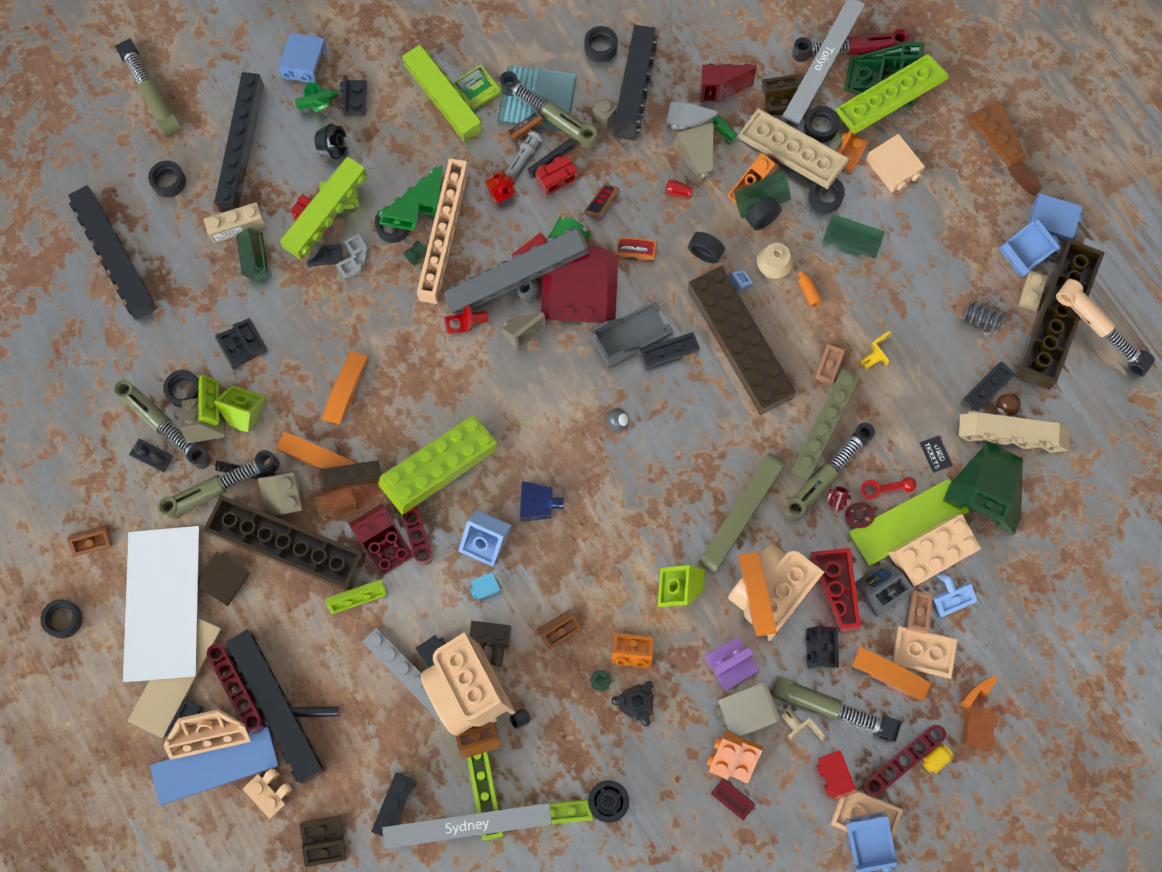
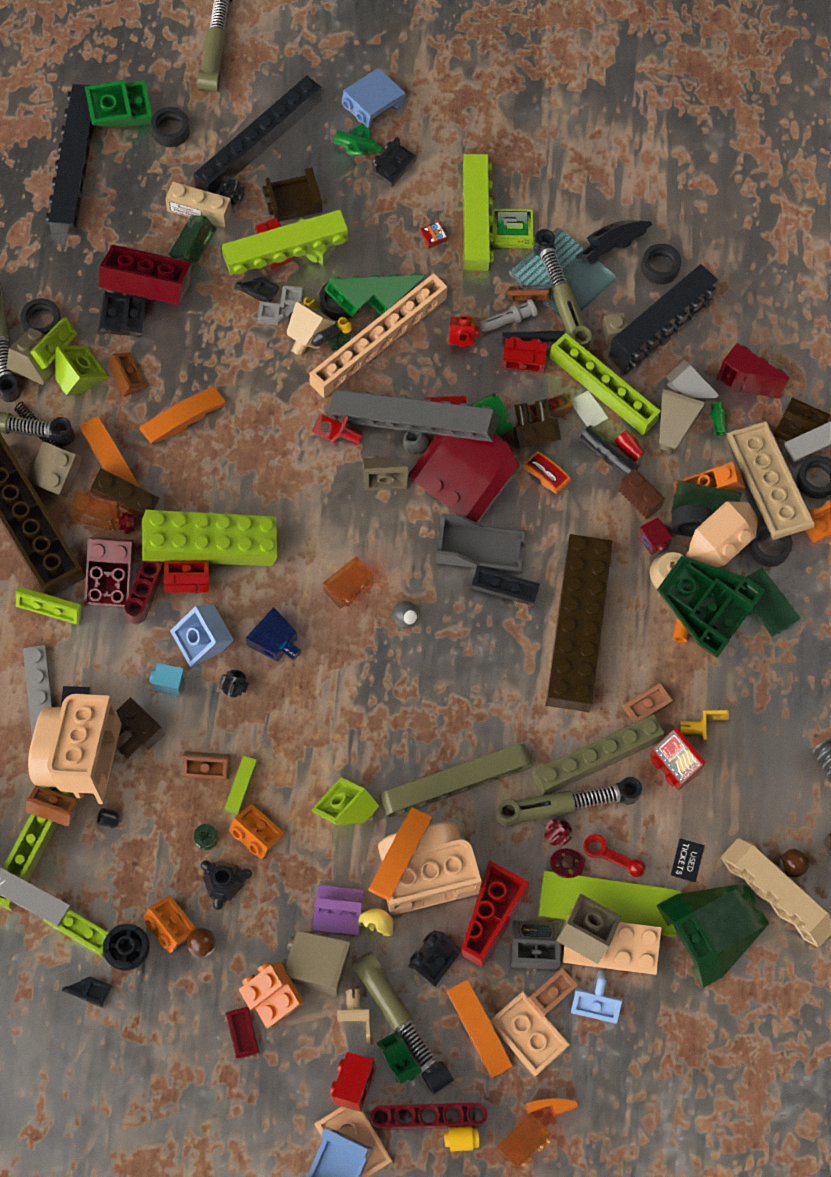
camera: 30 degrees right, 5 degrees down
(115, 187) = (119, 104): none -> green slope
(237, 302) = (145, 274): none -> dark red brick
(251, 195) = (232, 190): none -> black gear
(278, 385) = (126, 373): none -> dark orange slope
(300, 169) = (293, 196): none -> dark brown panel
(330, 141) = (339, 189): black cone -> none
(366, 495) = (126, 523): none -> dark red plate
(390, 257) = (312, 327): none -> tan torso
(423, 130) = (433, 234): none -> tile
(441, 503) = (186, 577): none -> red brick
(535, 556) = (234, 683): none -> black gear
(551, 47) = (613, 235): none -> black slope
(559, 425) = (348, 583): none -> clear orange piece
(596, 625) = (241, 785): none -> lime piece
(603, 850) = (89, 990): none -> black tile
(612, 221) = (529, 433): none -> dark brown brick
(623, 761) = (168, 923): none -> orange bracket
(629, 157) = (604, 384): none -> lime brick
(629, 183) = (588, 409): none -> white sticker
(656, 757) = (201, 942): none -> reddish brown piece
(668, 204) = (608, 451): none -> black axle
(706, 247) = (612, 514): black tyre -> none
(713, 218) = (641, 493): none -> copper brick
(740, 280) = (622, 568): light blue slope -> none
(745, 242) = (655, 536): none -> dark red brick
(766, 648) = (377, 919): none -> light yellow hair
(793, 211) = (724, 534): none -> light nougat wedge
(819, 262) = (709, 601): none -> dark green wedge
(854, 736) = (398, 1058): none -> dark green brick
(880, 389) = (677, 759): none -> slope
(919, 550) = (589, 929): none -> dark tan slope
(988, 387) = (787, 833): black plate -> none

